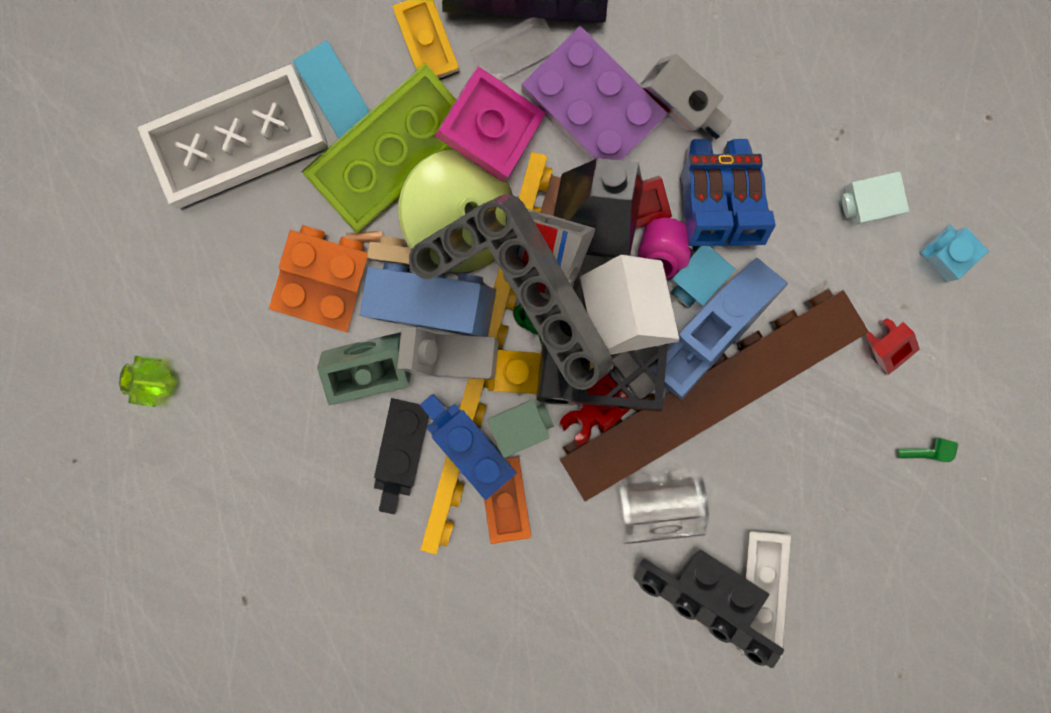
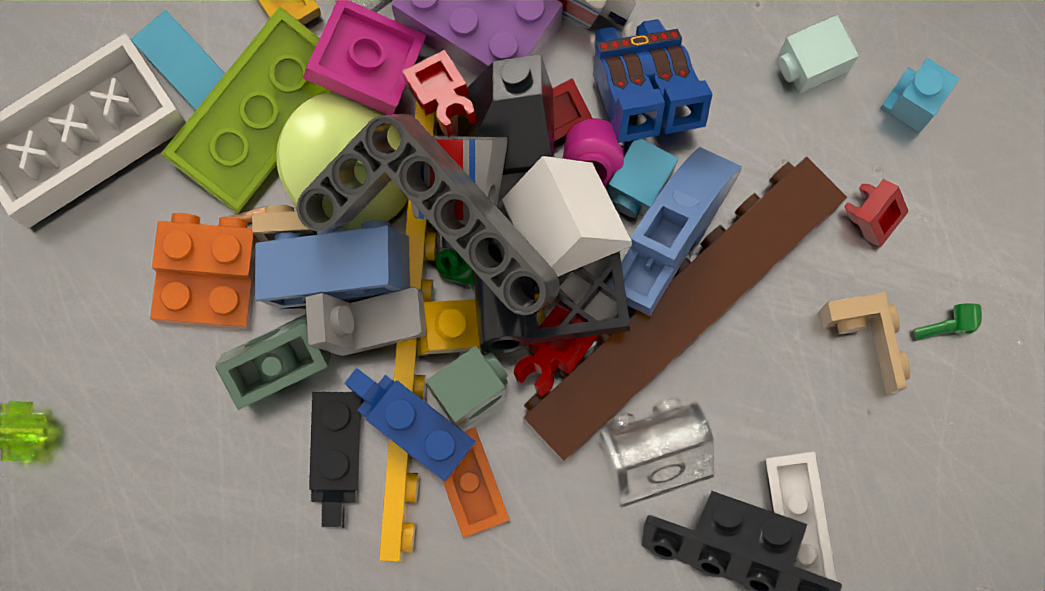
camera: 15 degrees left, 10 degrees down
(547, 169) = (441, 89): none -> plate
(875, 440) = (852, 316): none -> tan bracket

